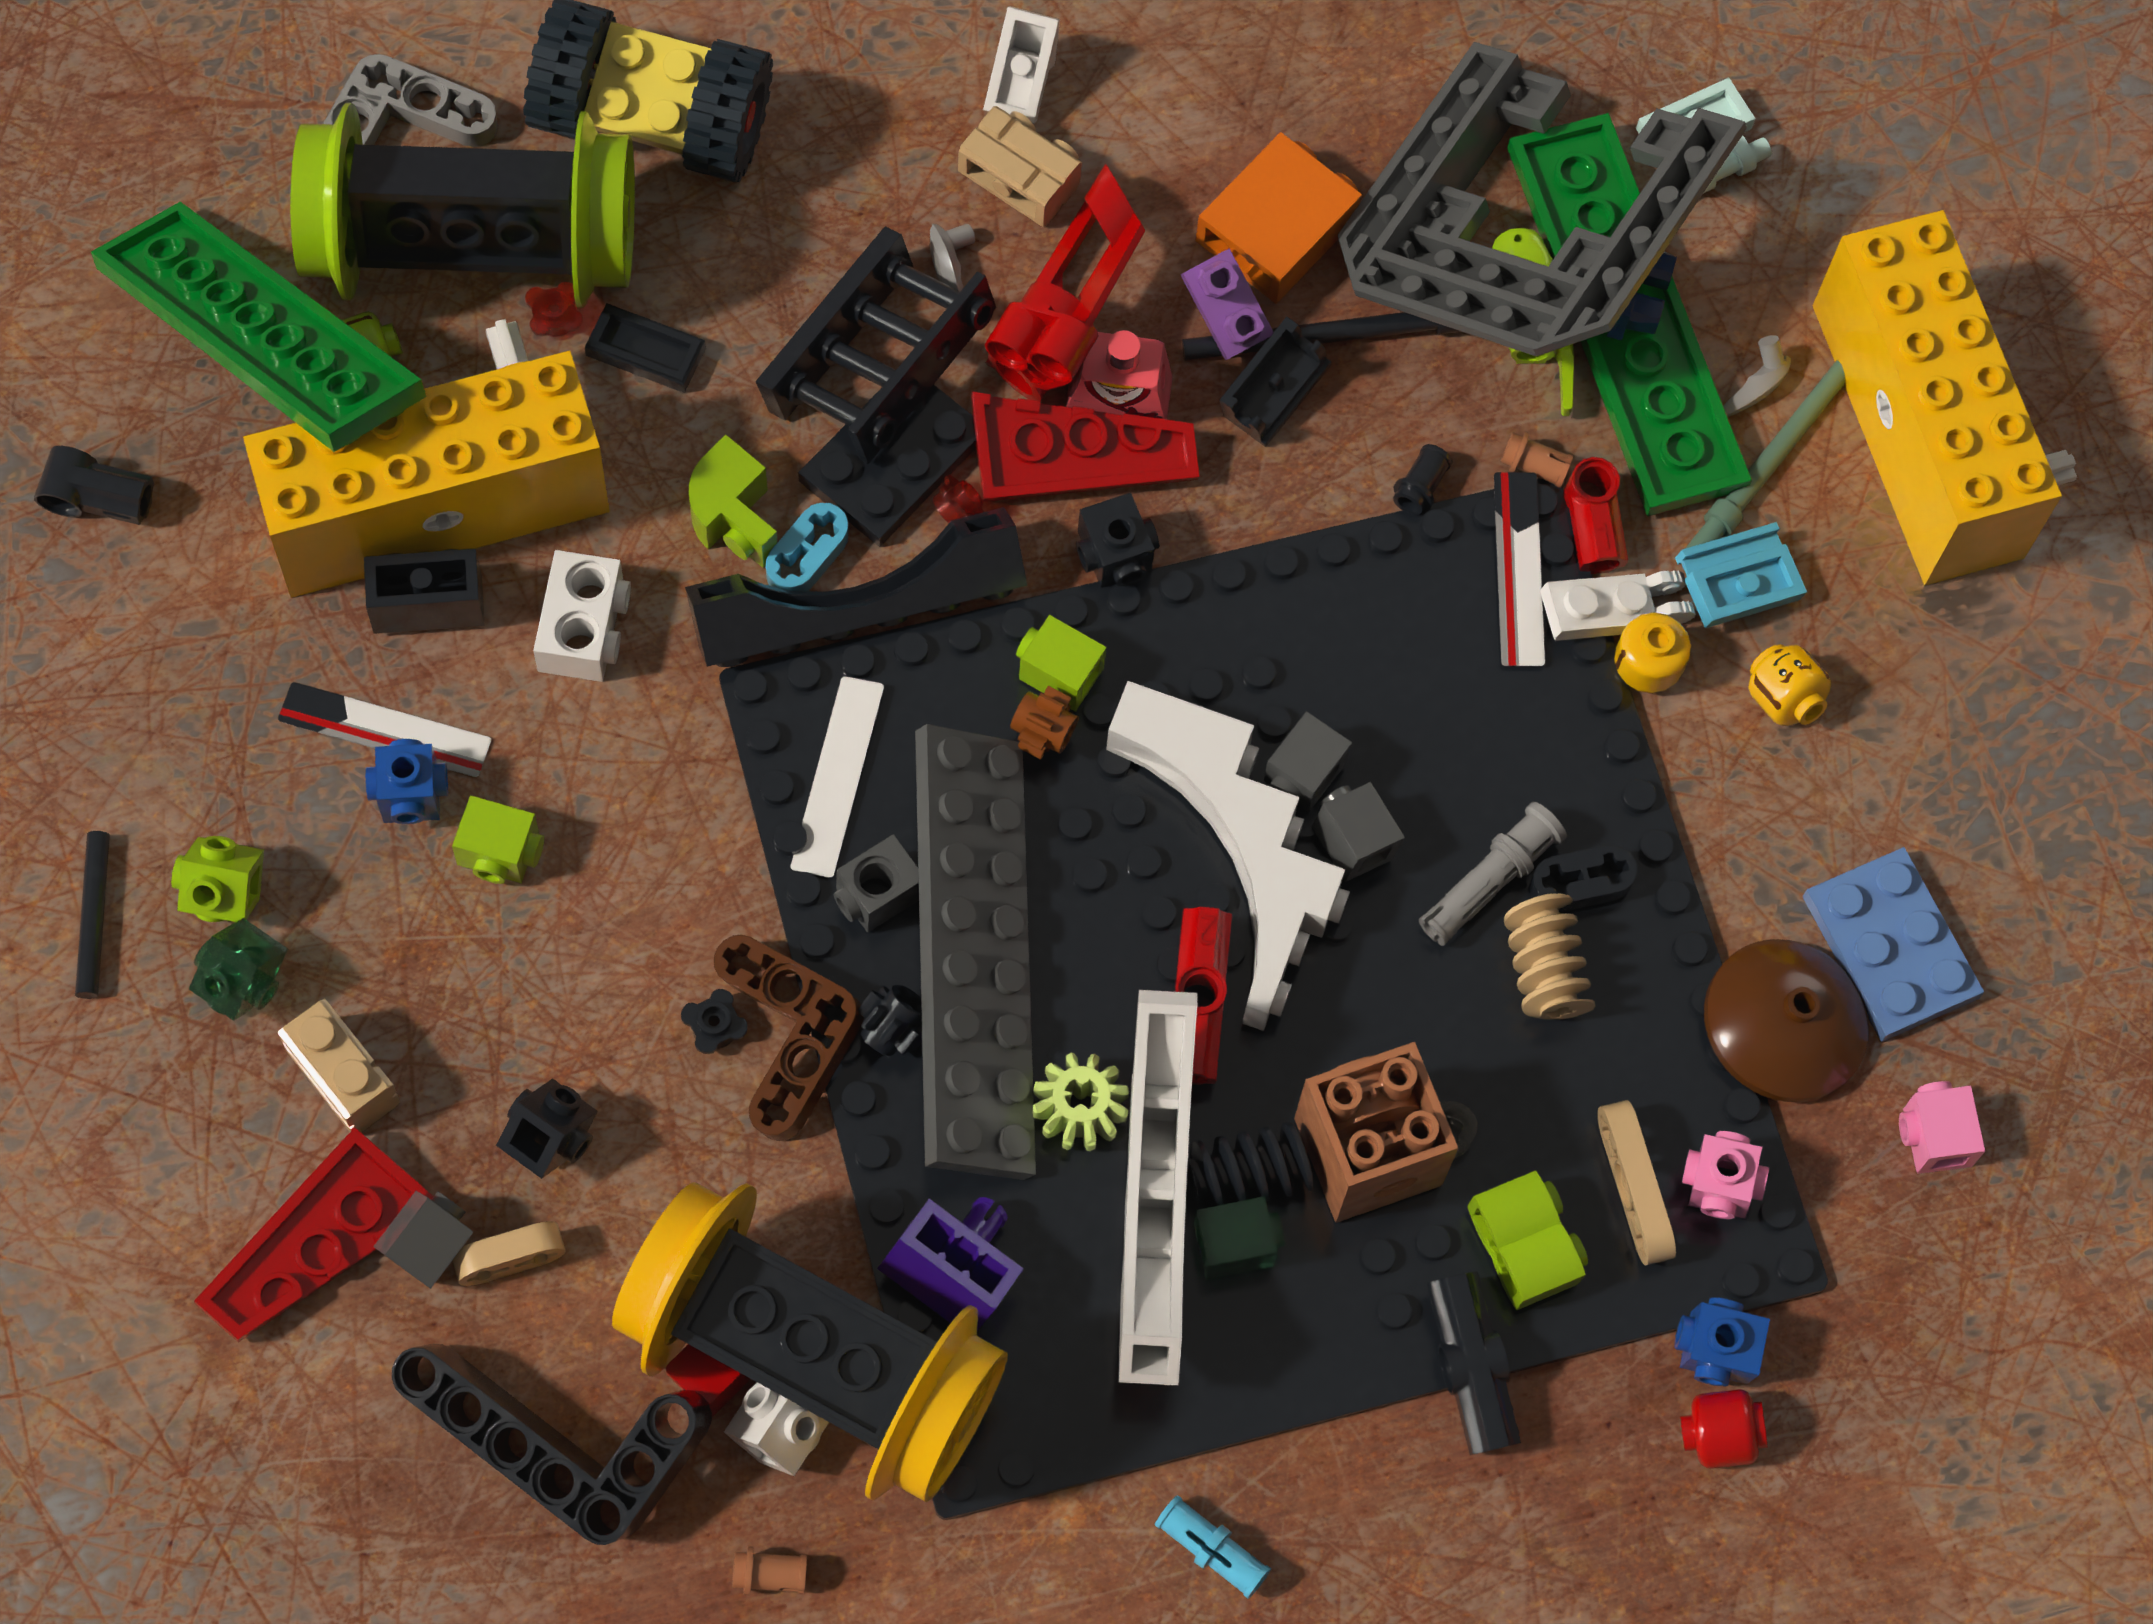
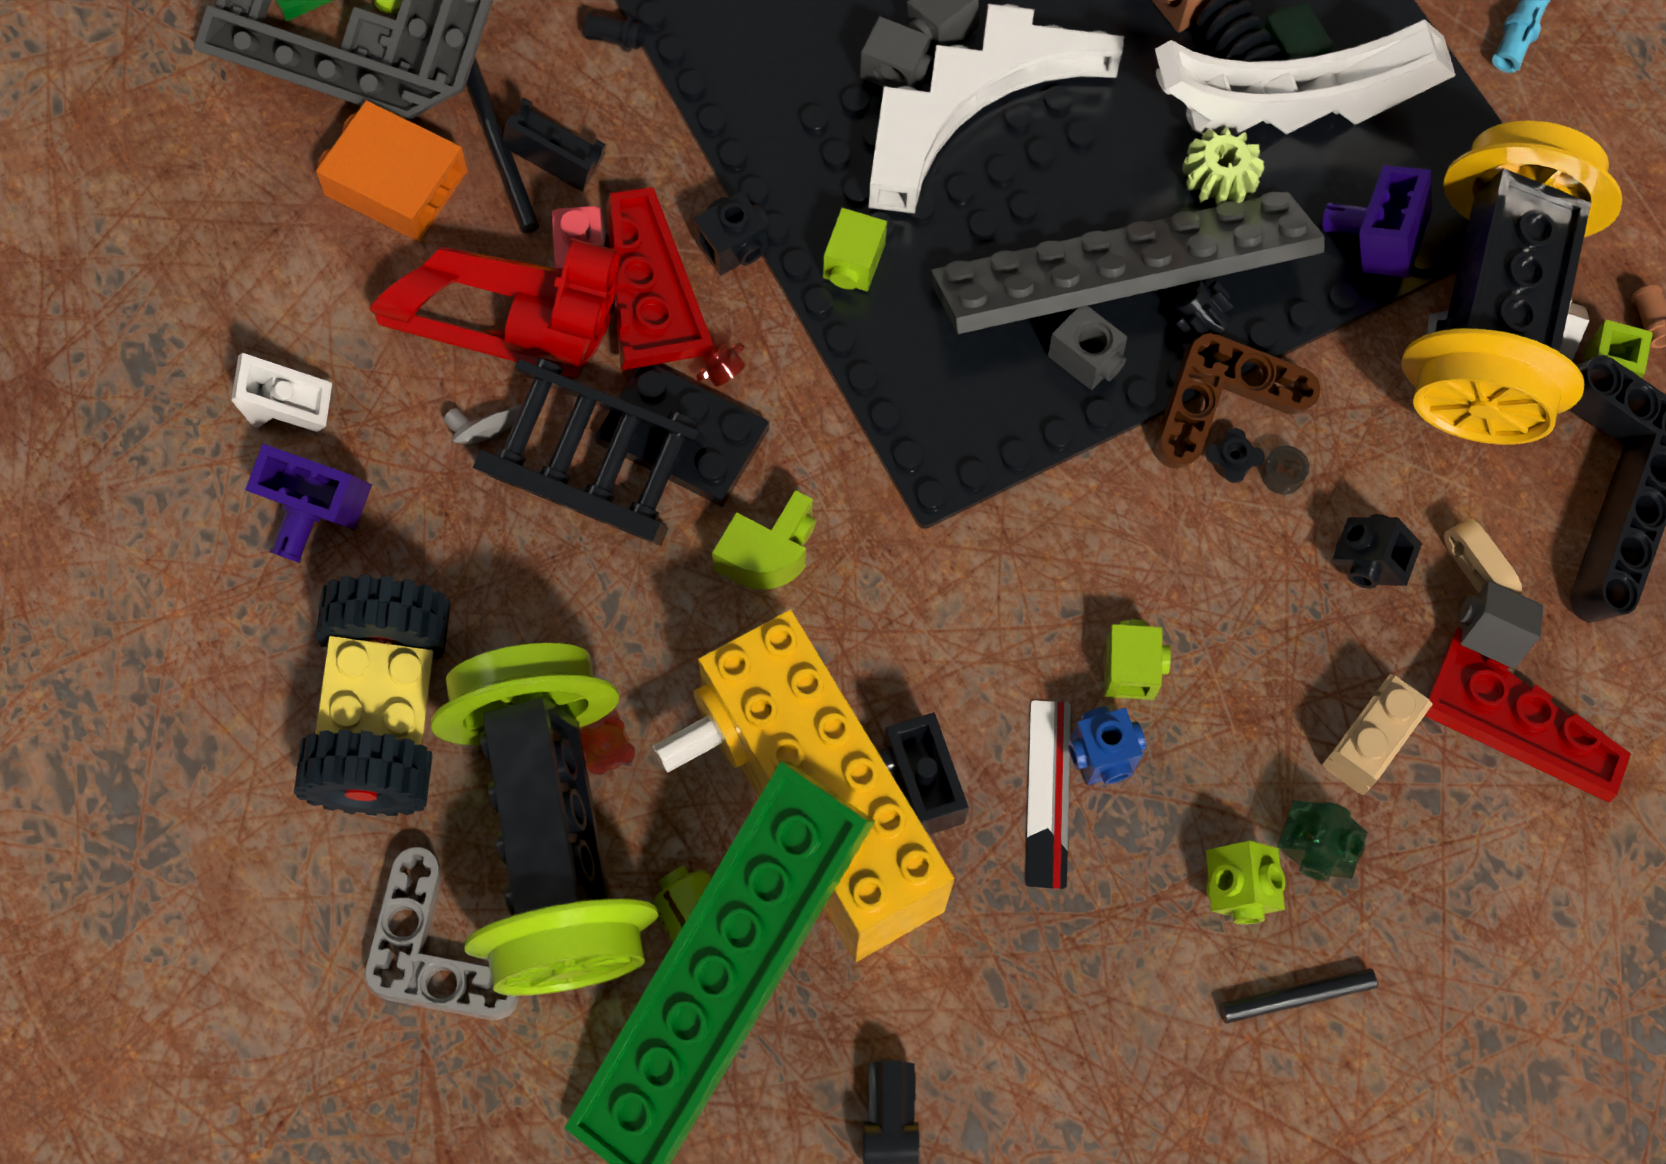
camera: 100 degrees left, 0 degrees up
(570, 615) = (909, 658): white brick -> none
(645, 348) = (627, 655): black tile -> none
(699, 1082) = (1280, 482): none -> clear smoke bush
(716, 1484) = (1622, 343): none -> lime brick
(798, 542) = (795, 470): medium azure beam -> none
(838, 775) = (990, 409): white sticker -> none
(901, 74) = (307, 495): none -> dark purple brick
(965, 562) = (871, 489): black arch -> none
(1020, 165) = (379, 380): tan brick -> none
(1044, 722) = (913, 250): dark orange gear -> none
(1205, 962) = (1091, 102): red piece -> none
(1227, 304) = (493, 184): medium lavender hips -> none

